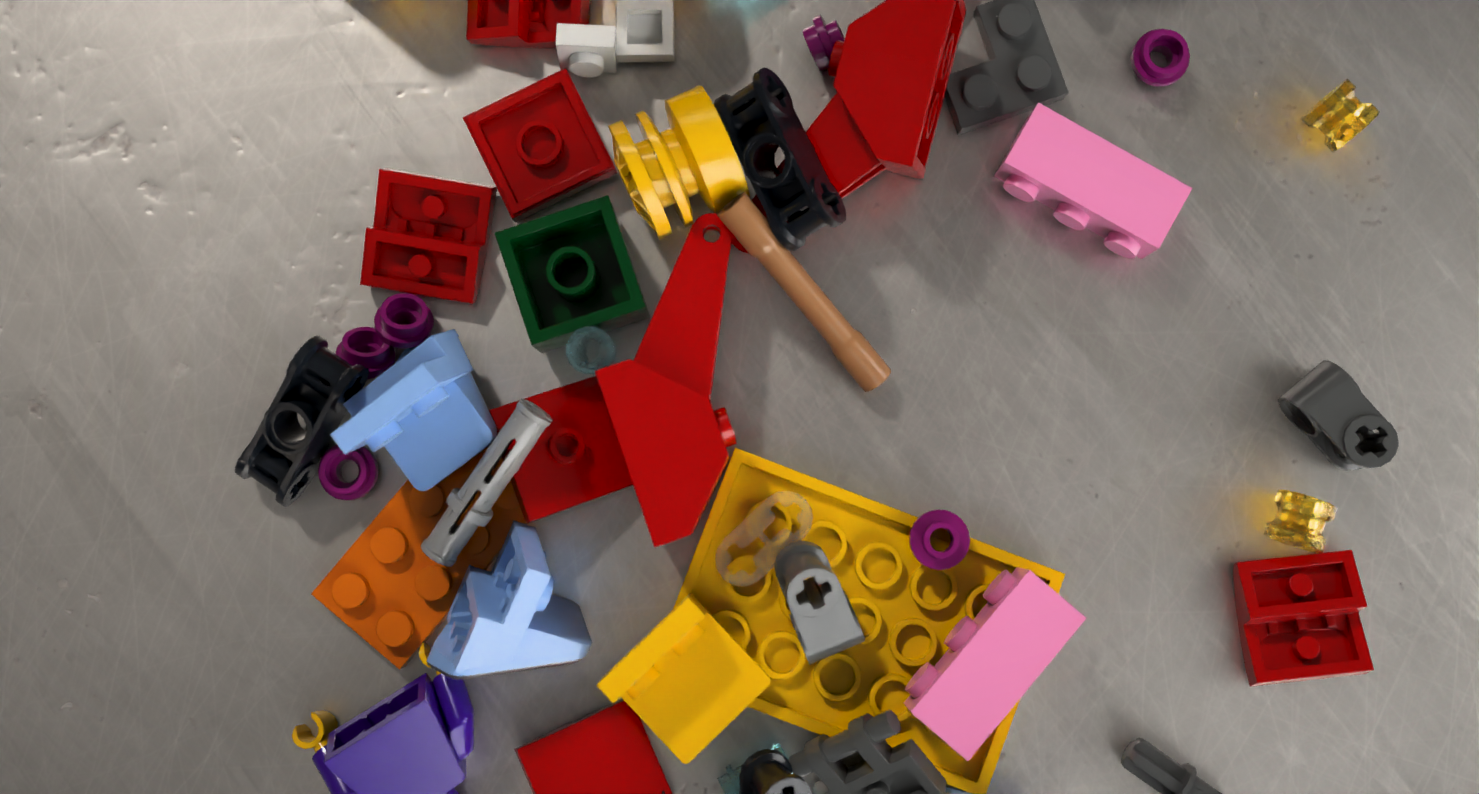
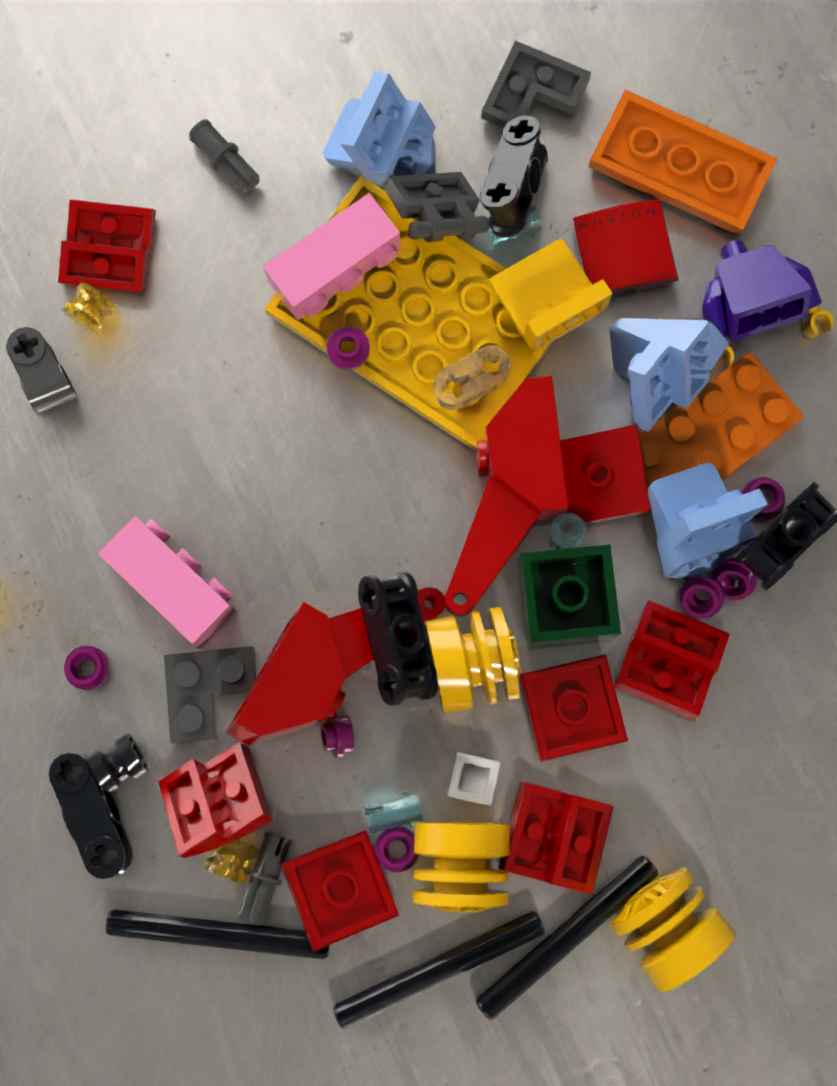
camera: 165 degrees left, 5 degrees down
(448, 537) = (662, 456): light grey pin -> none
(586, 49) = (522, 770): white plate -> none
(817, 605) = (446, 323): piece -> none
(847, 344) = (377, 503): medium nougat piece -> none

